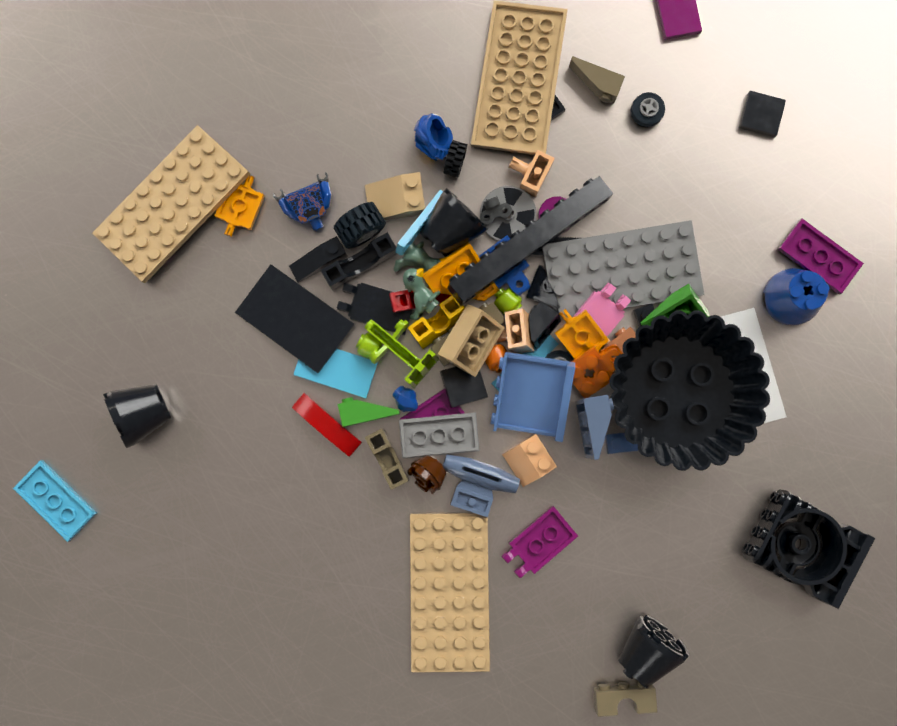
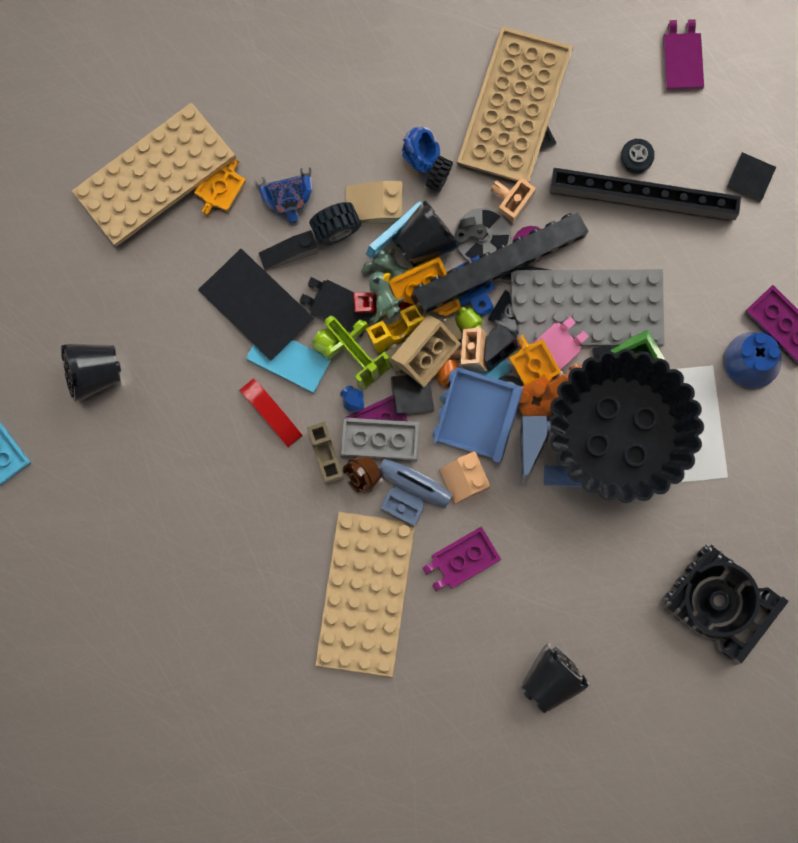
camera: 10 degrees right, 5 degrees down
(349, 268) = (341, 255): black arch -> none
(357, 412) = (305, 404): bright green slope -> none
(599, 80) = (596, 121): dark tan slope -> none
(608, 697) = (539, 724): dark tan arch -> none
(663, 146) = (645, 194): none -> black brick

